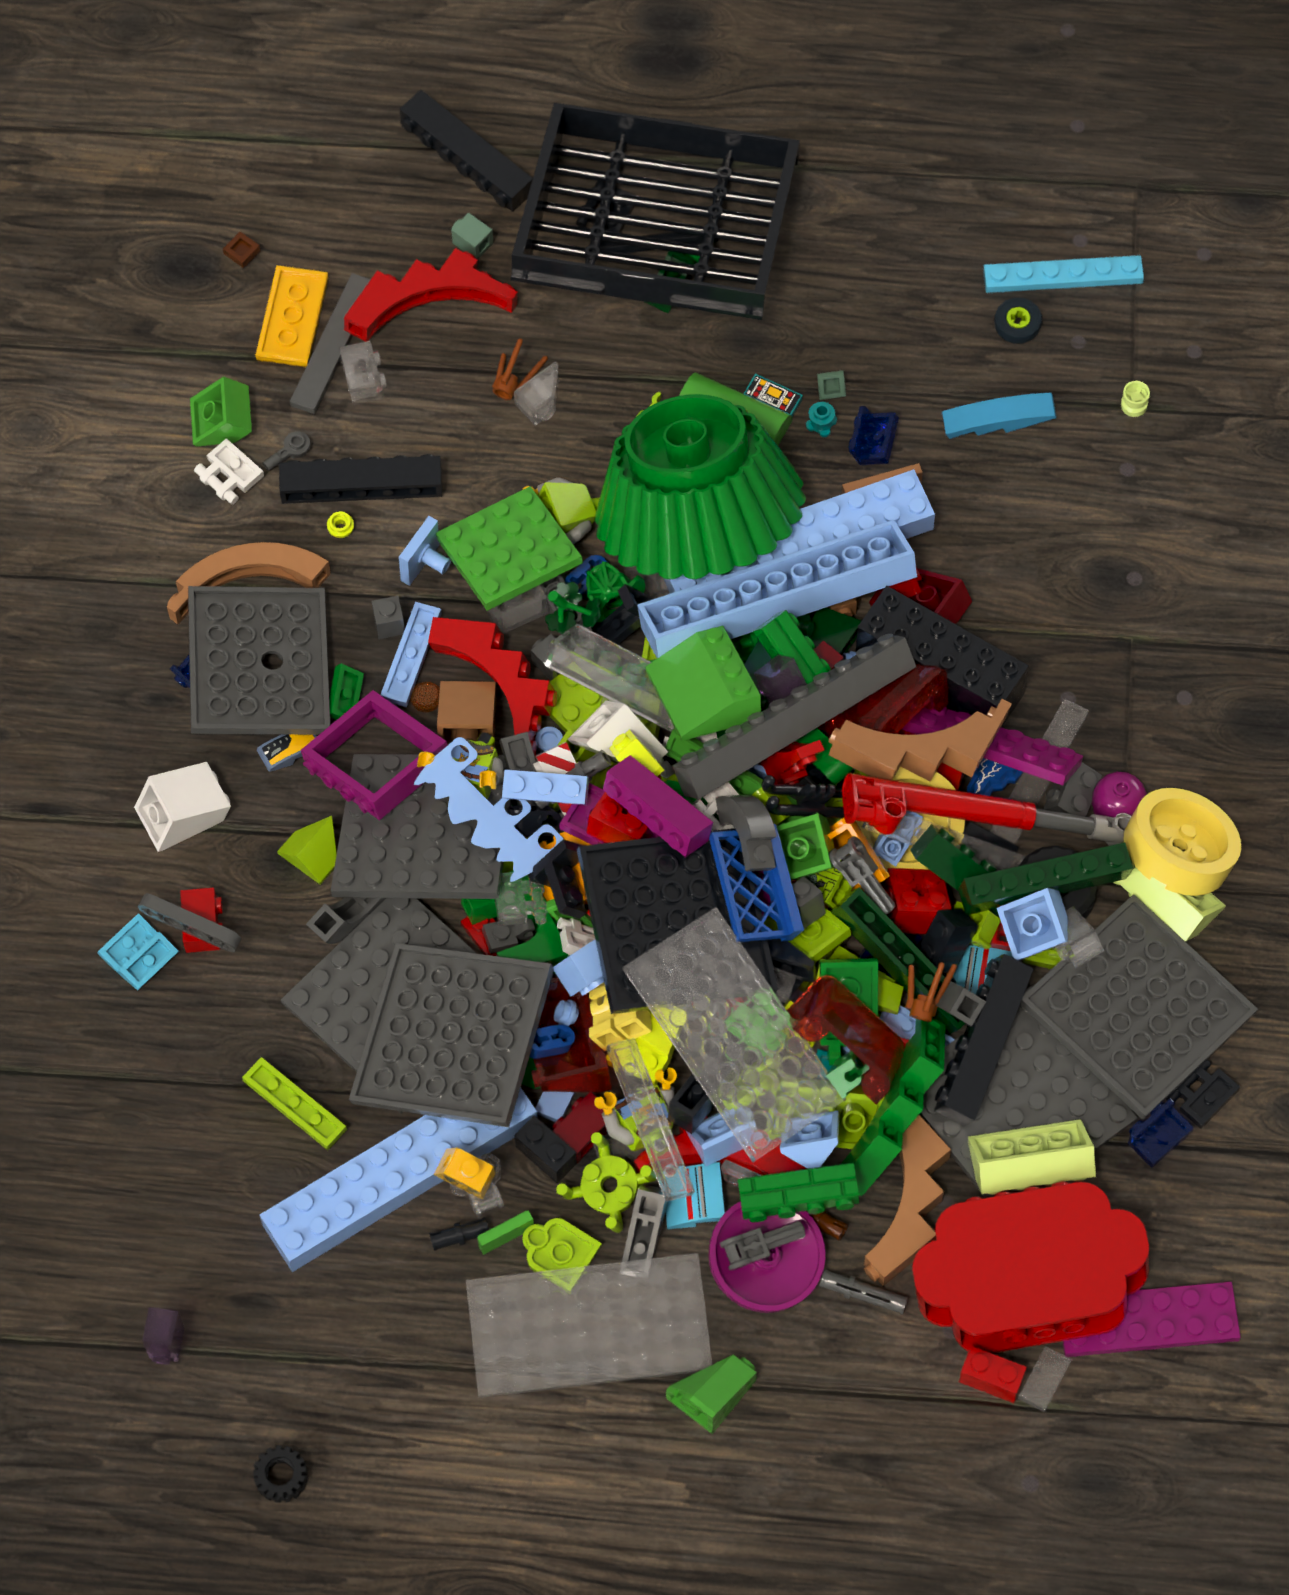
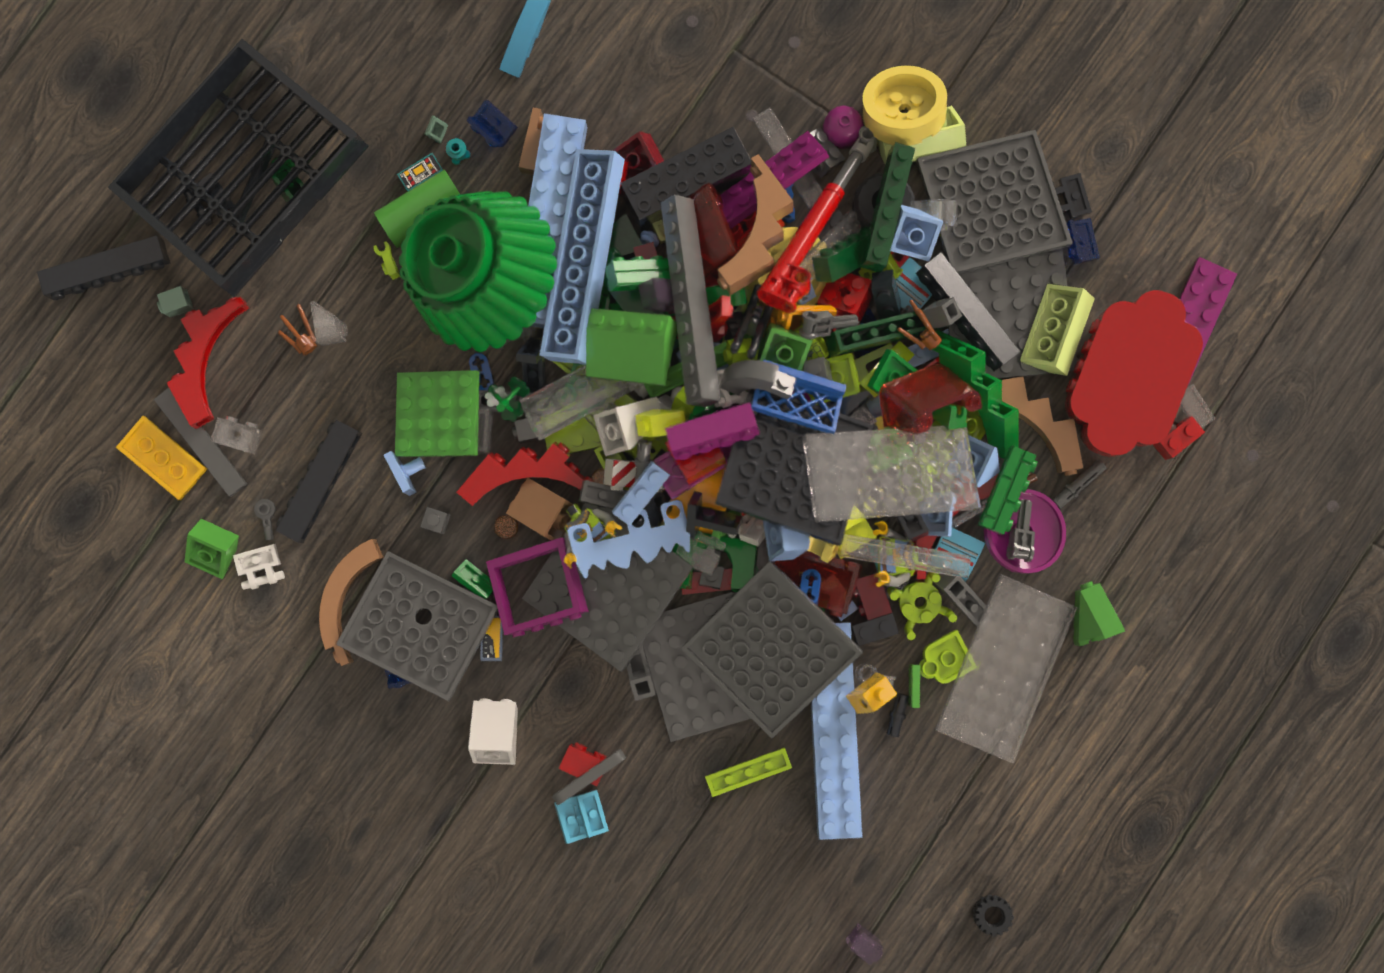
camera: 60 degrees left, 20 degrees up
(241, 249) = (88, 464): reddish brown plate -> none
(312, 849) = (575, 663): lime slope -> none
(340, 518) = (338, 513): neon yellow plate -> none
(410, 655) = (470, 520): light blue plate -> none
(547, 738) = (586, 464): light blue tile -> none
(566, 1012) = (794, 566): light blue plate -> none
(569, 506) = (424, 355): lime torso -> none
(603, 584) = (502, 363): green piece -> none

